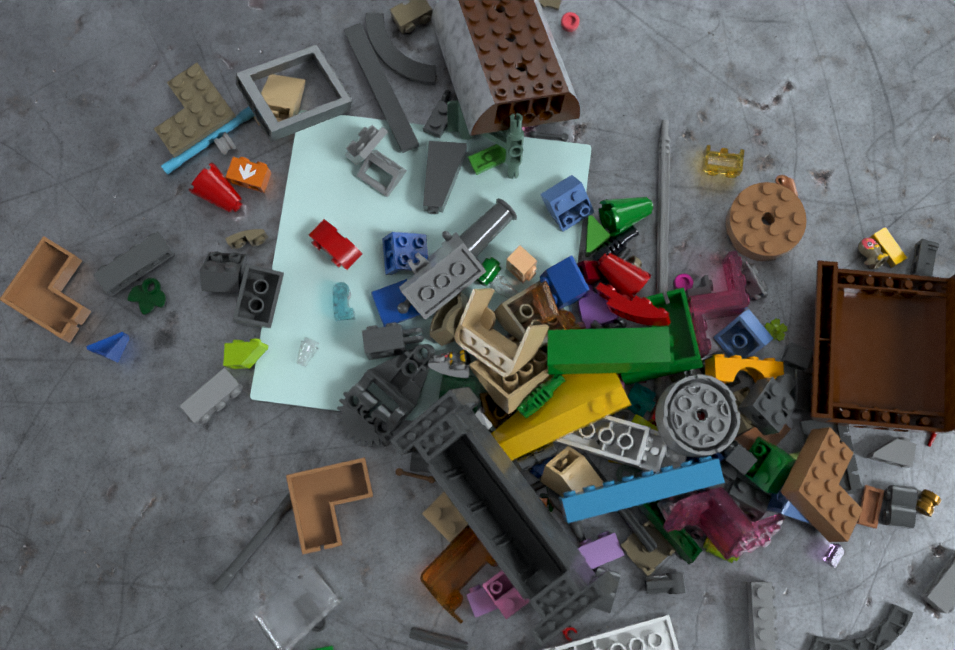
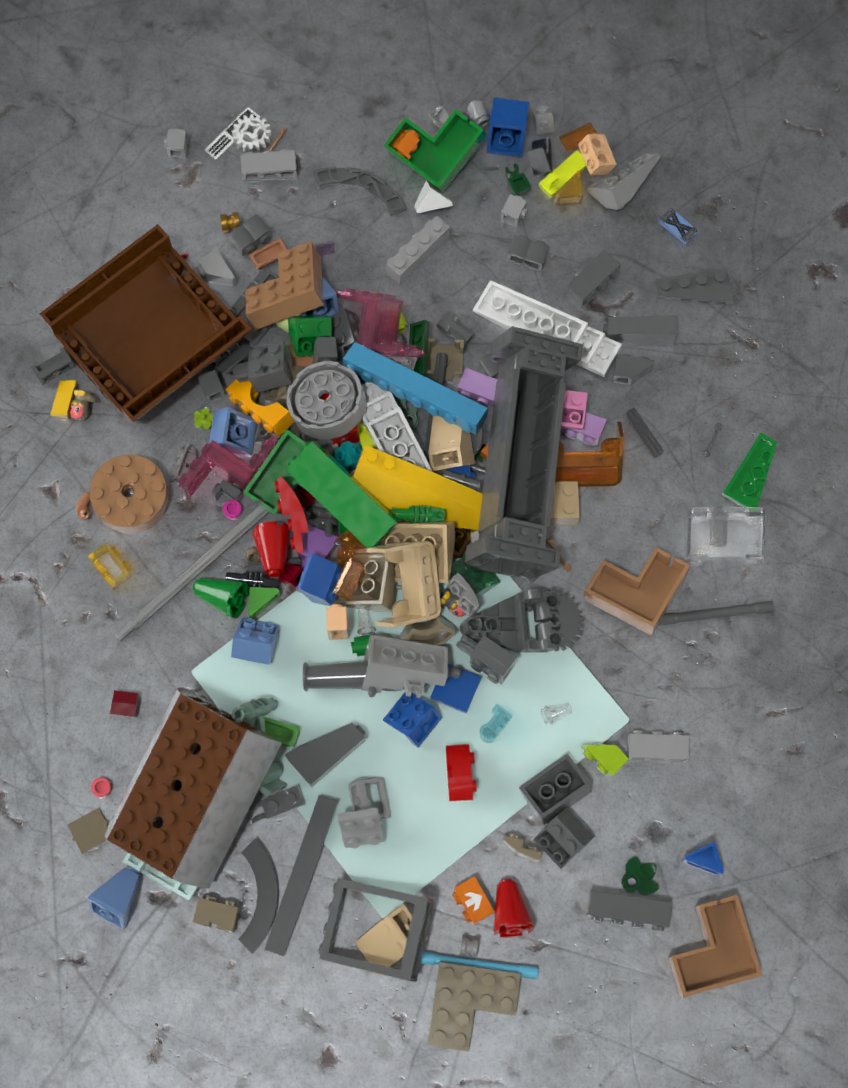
camera: 140 degrees left, 5 degrees down
(611, 83) = (125, 703): none -> dark red piece

